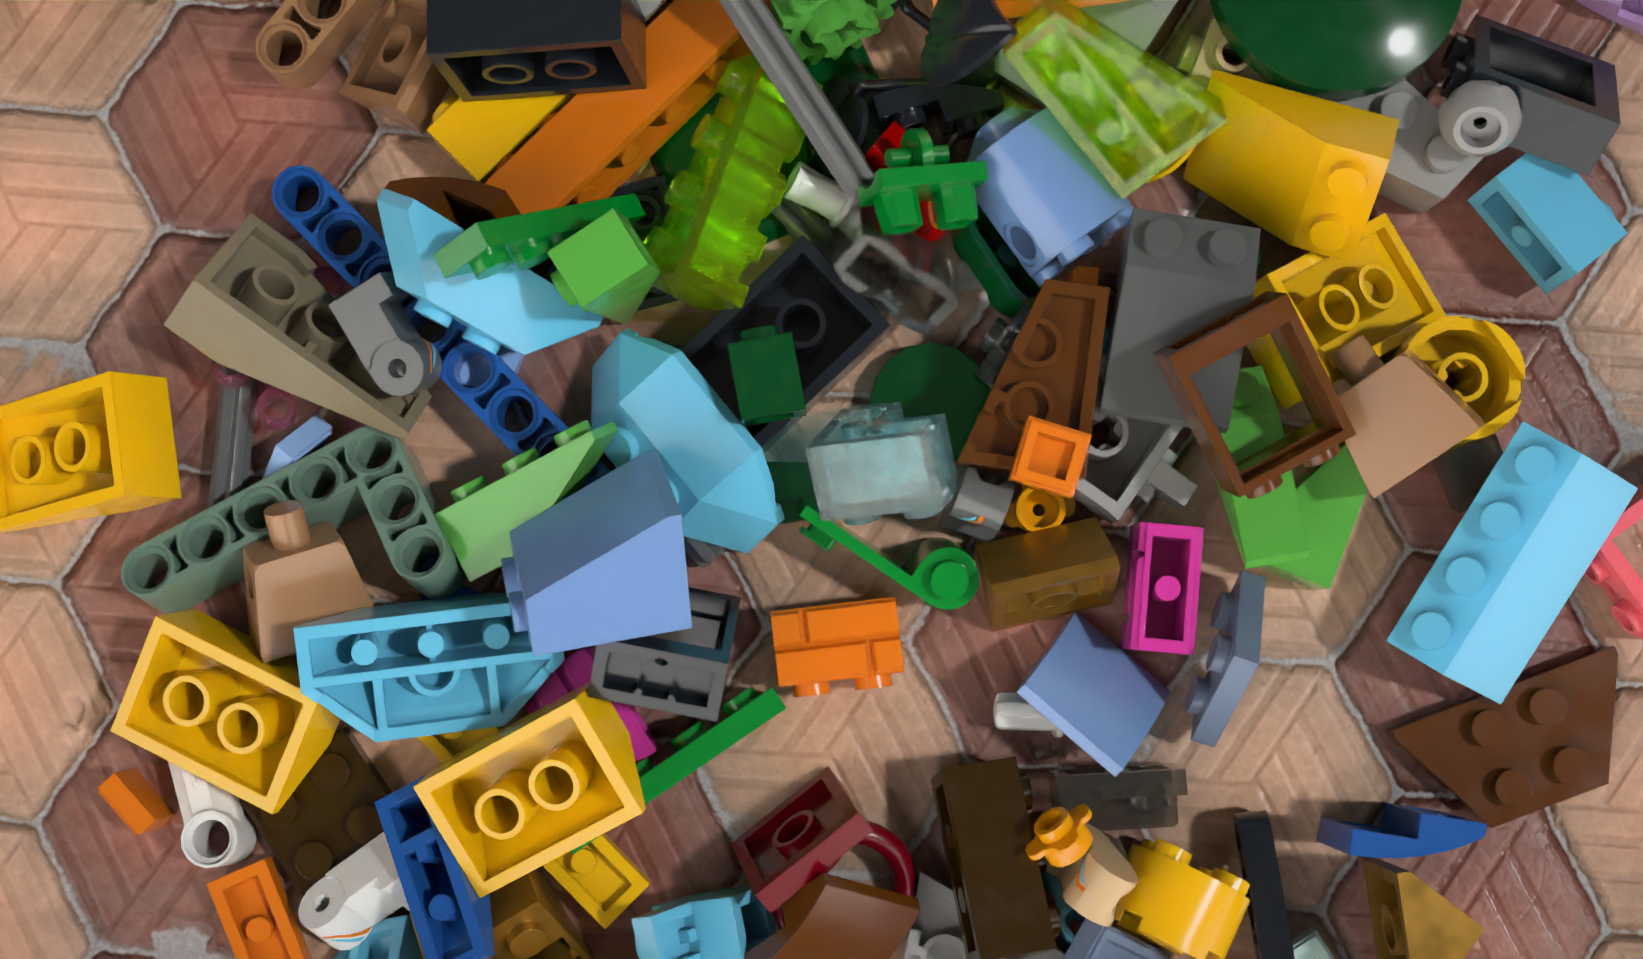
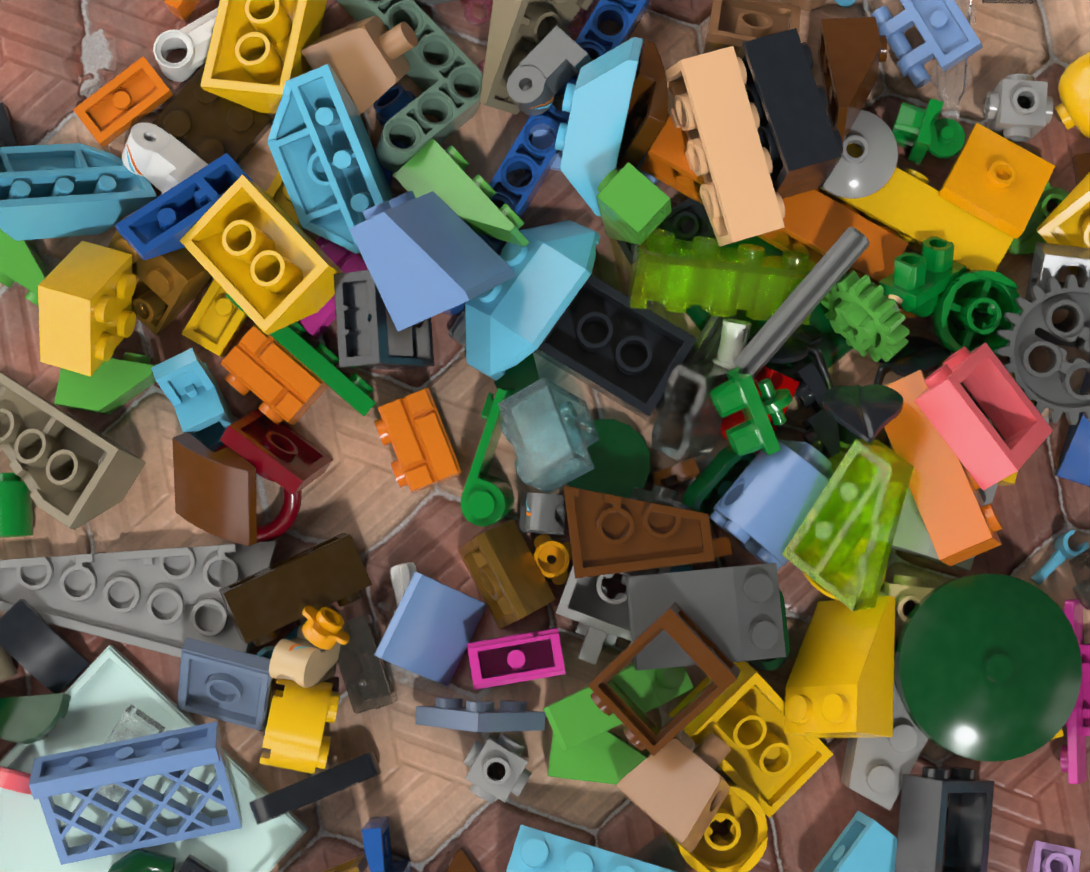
camera: 75 degrees right, 0 degrees up
(299, 443) = (459, 33): light blue tile -> none
(371, 558) = (392, 102): none -> blue plate
(526, 237) = (635, 147): green plate -> none
(557, 122) = (725, 145): none -> light nougat wedge
(695, 819) = (273, 376): none -> orange brick
(766, 376) = (587, 338): dark green brick -> none
(969, 316) = (675, 474): none -> reddish brown tile
(1050, 457) = (582, 548): orange tile -> none
(1279, 661) = (501, 750): none -> light grey brick
(1475, 100) = (922, 795): light grey plate -> none

